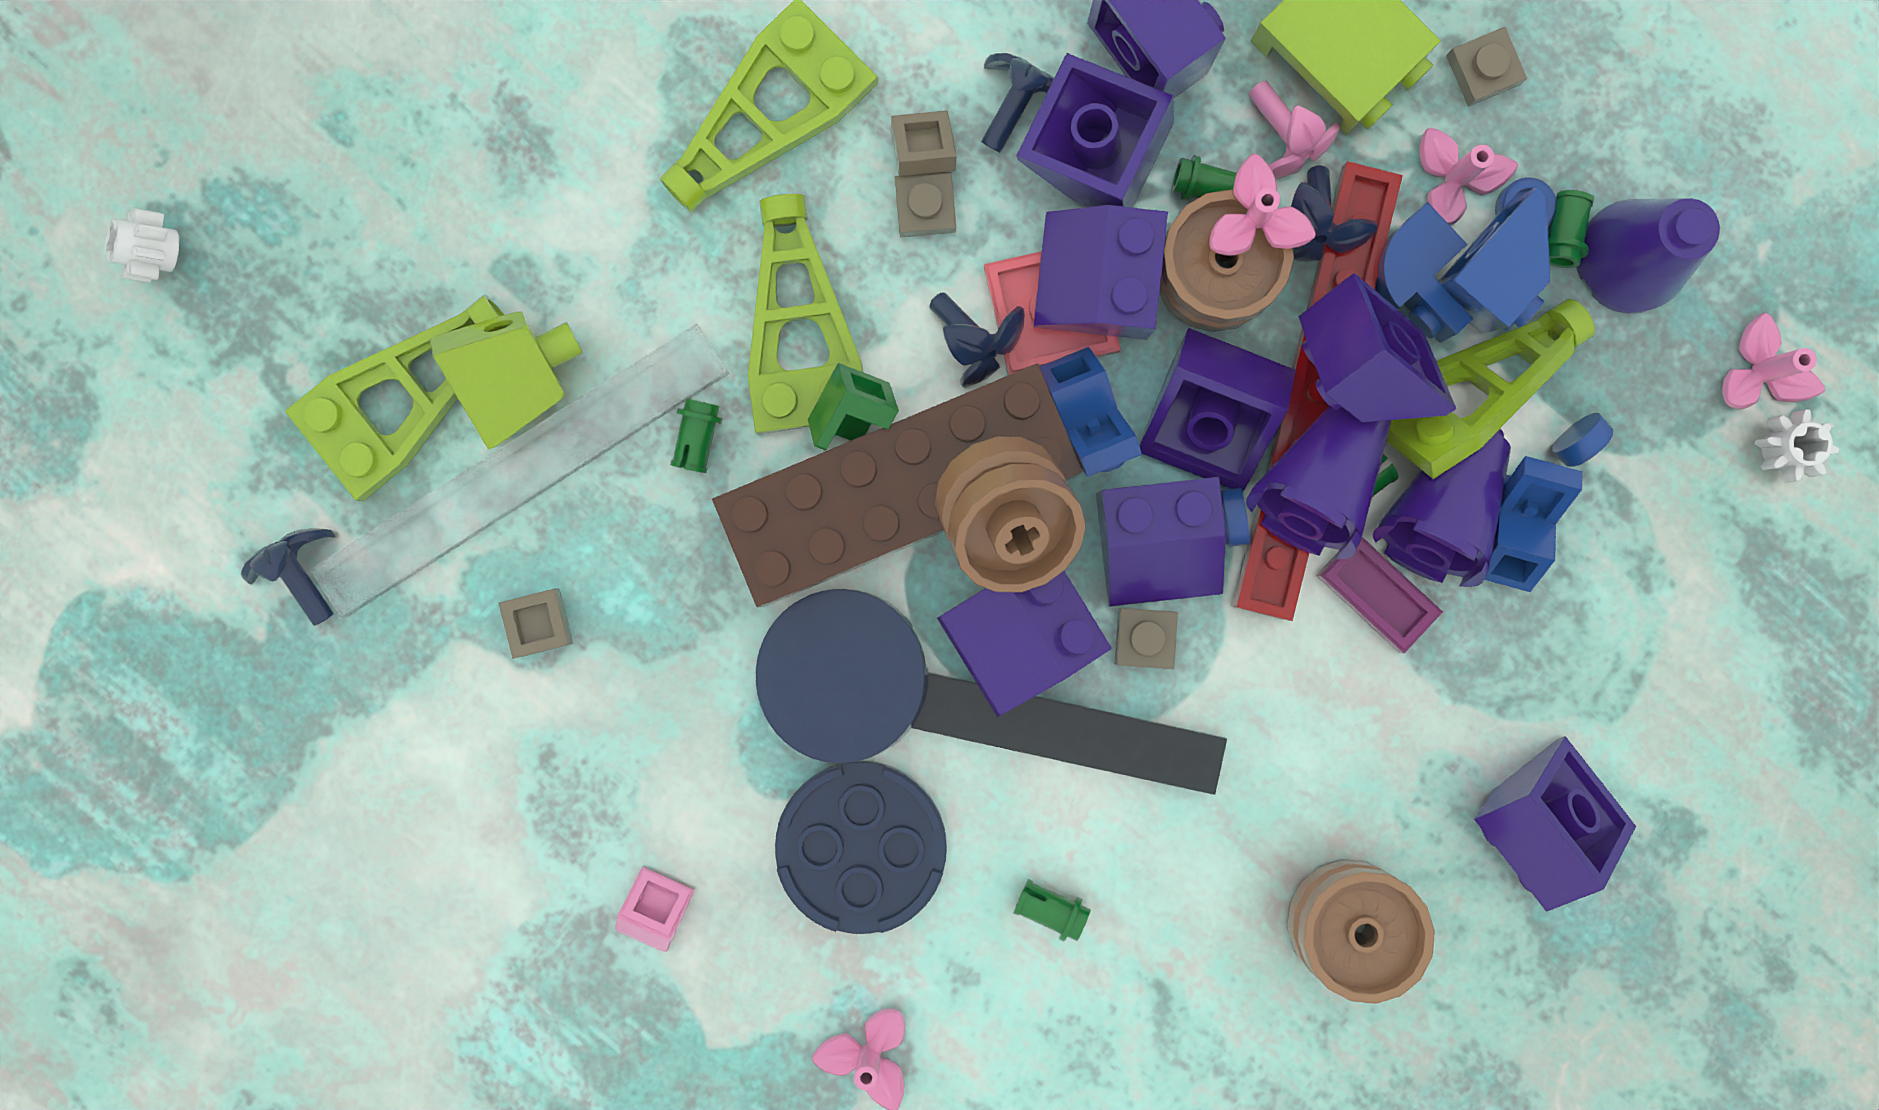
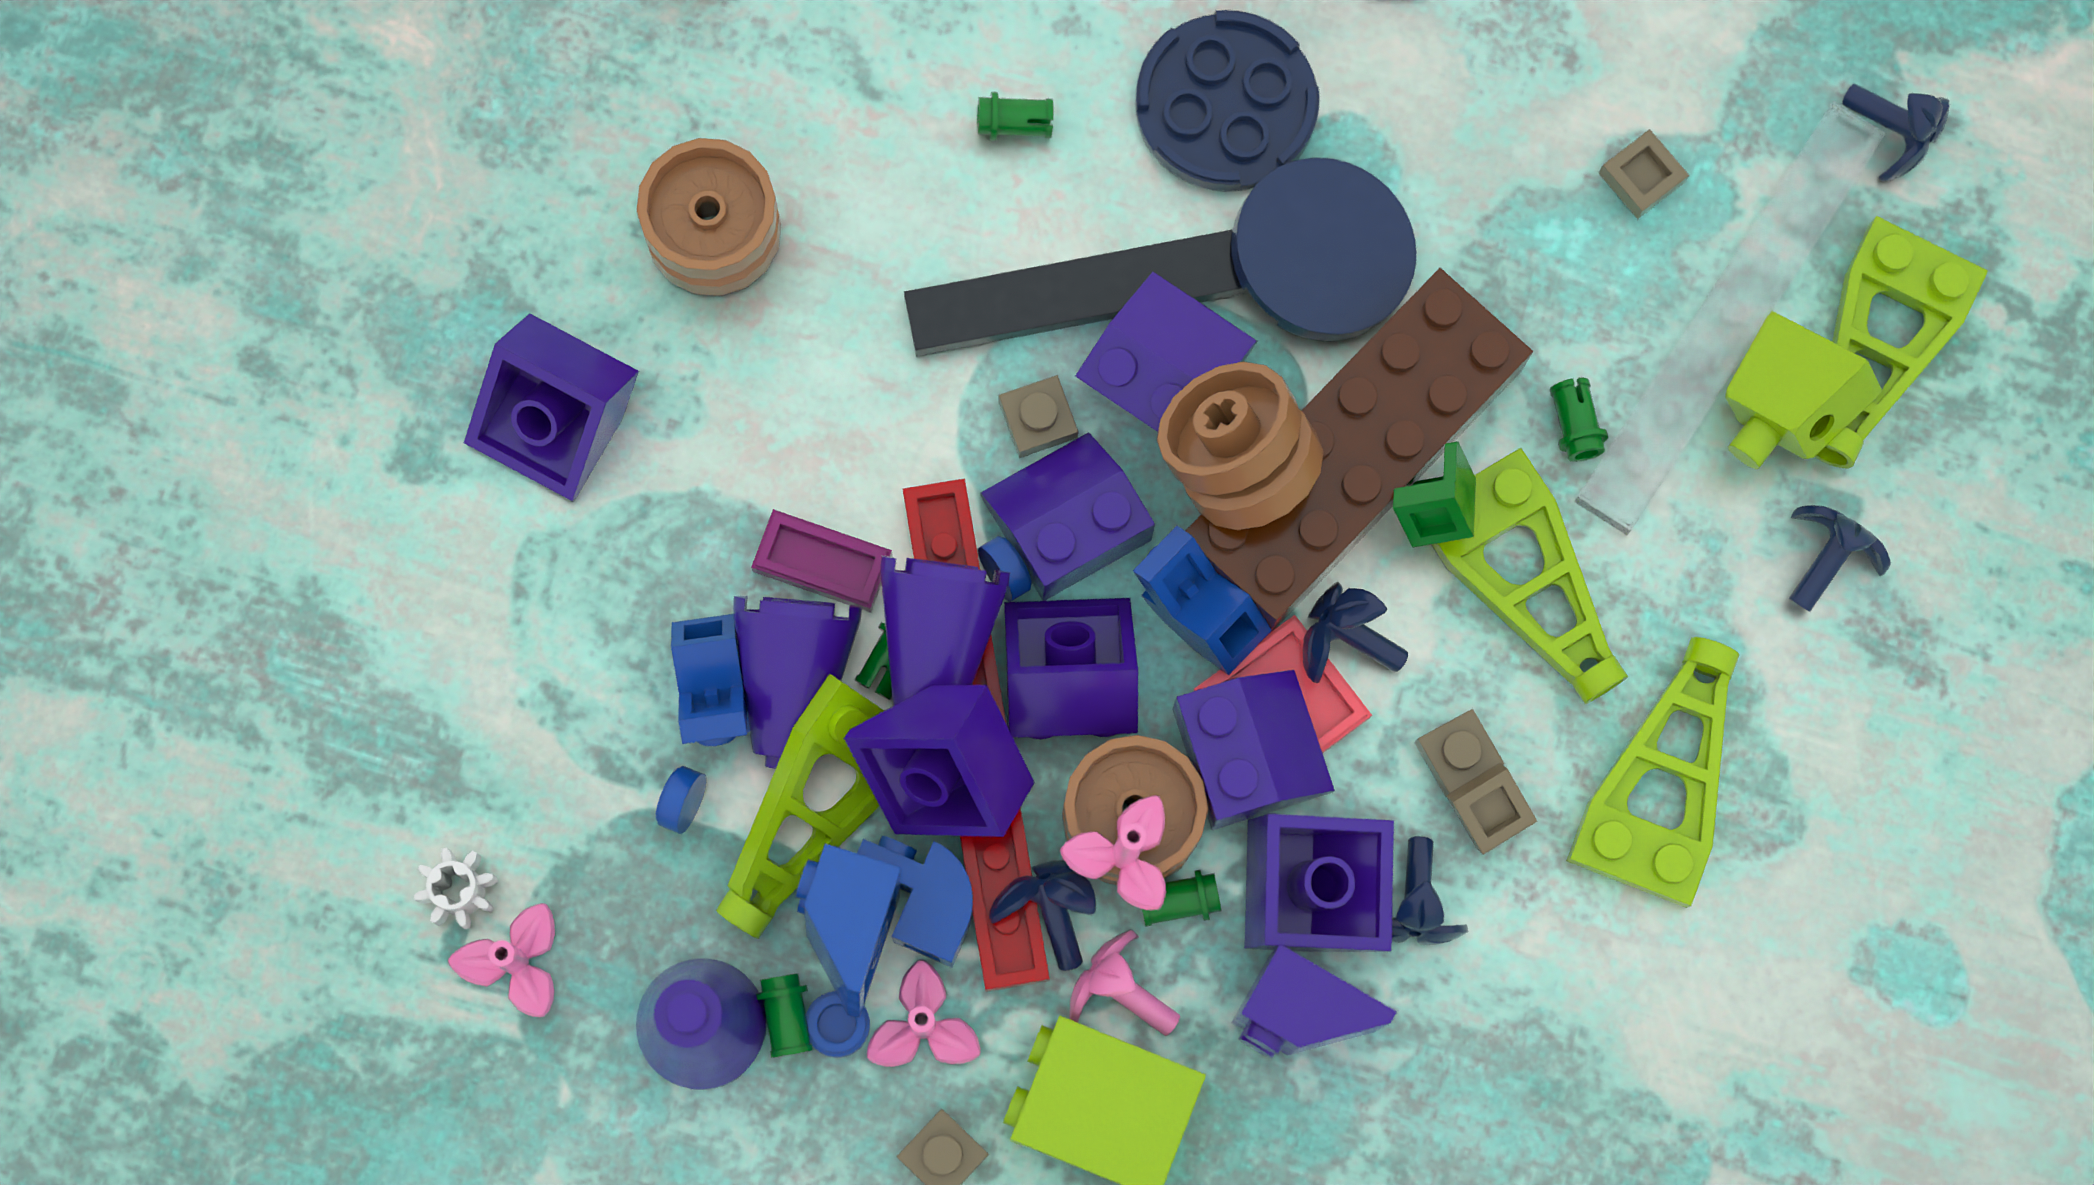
camera: 150 degrees right, 10 degrees down
(522, 229) = (1845, 537): none -> dark blue plant

